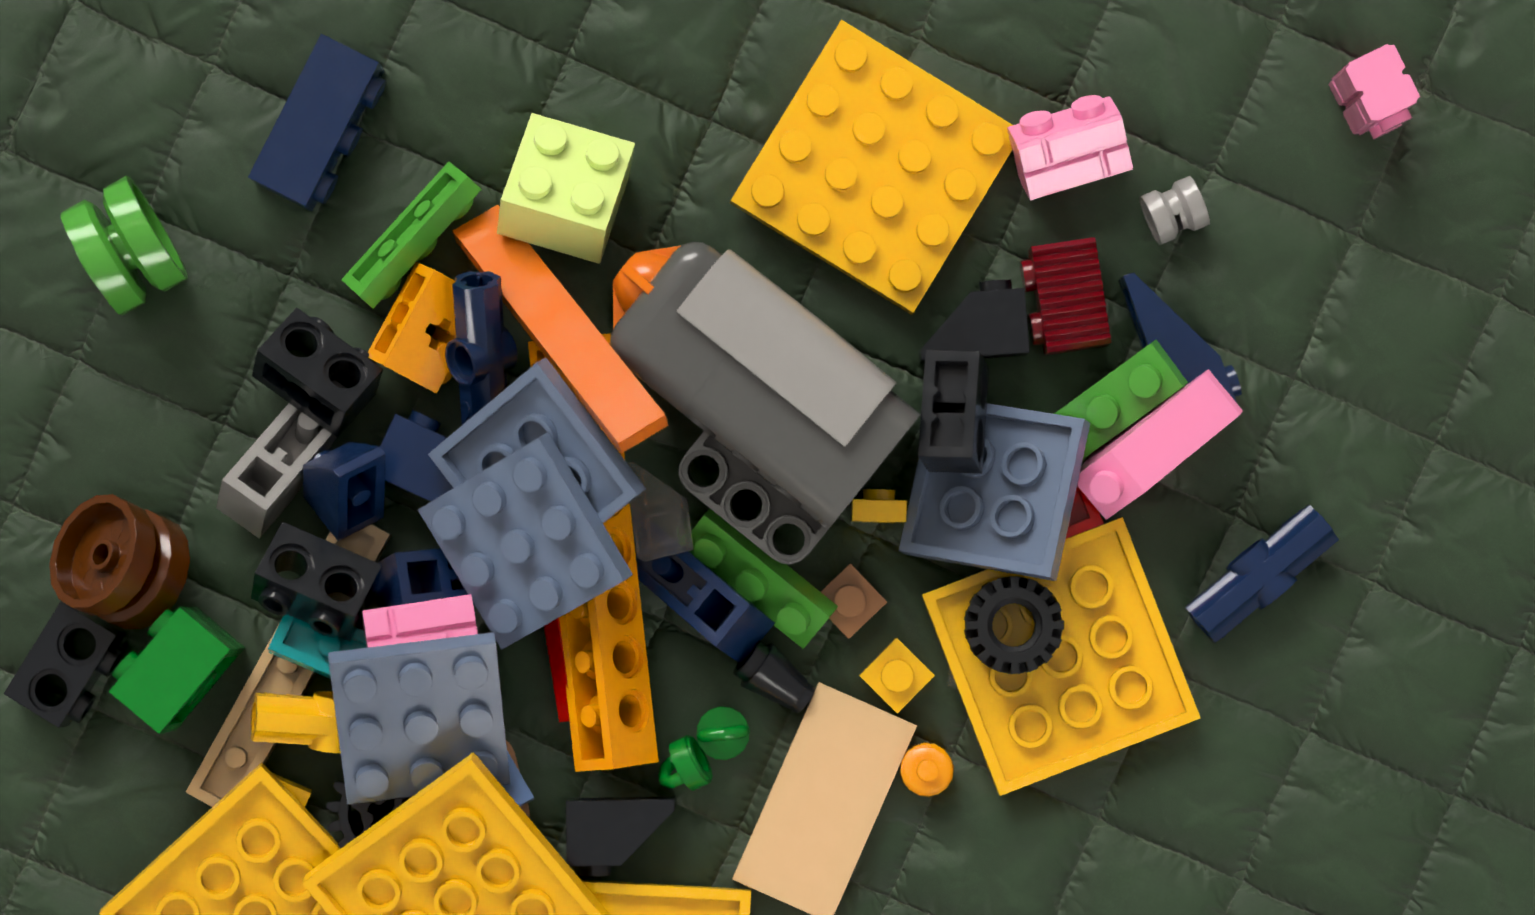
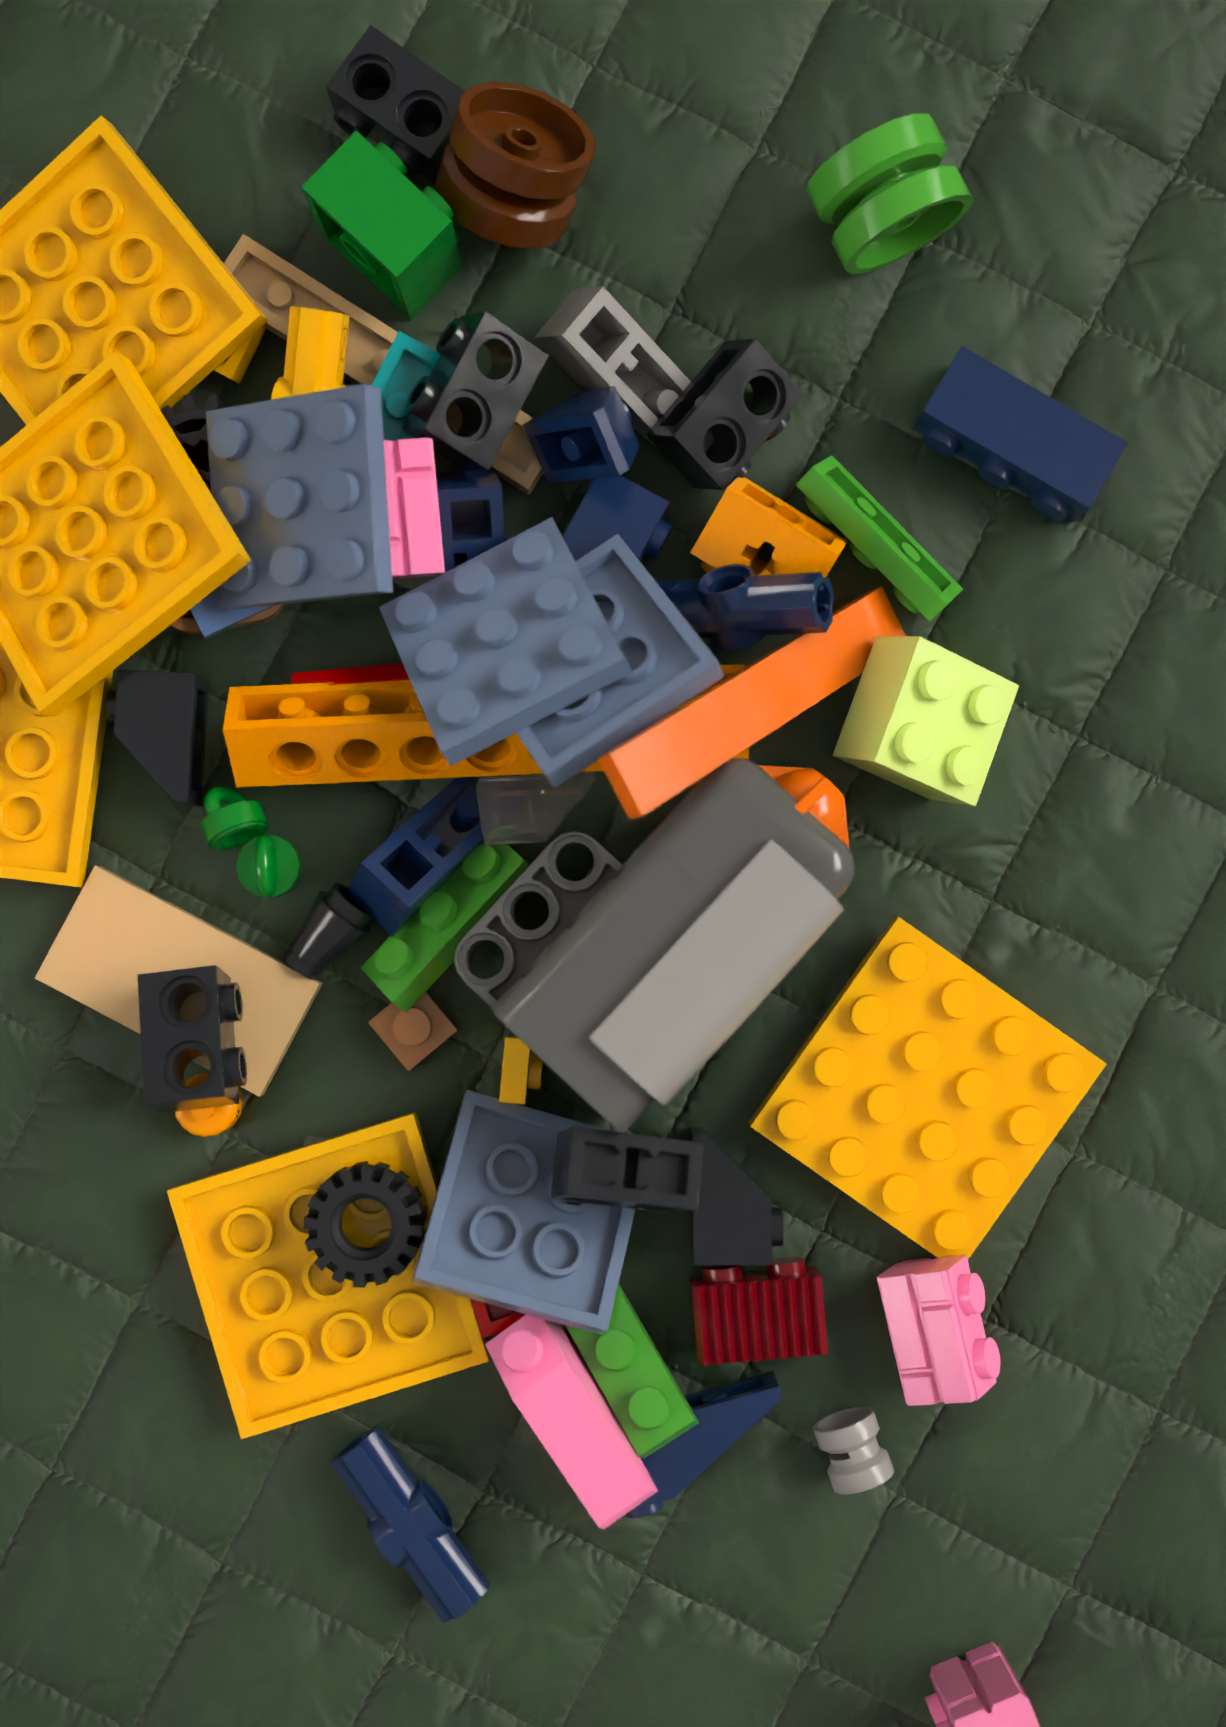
camera: 90 degrees right, 0 degrees up
(874, 792) = (171, 1043): none -> black brick
(896, 675) = (322, 1076): yellow plate -> none

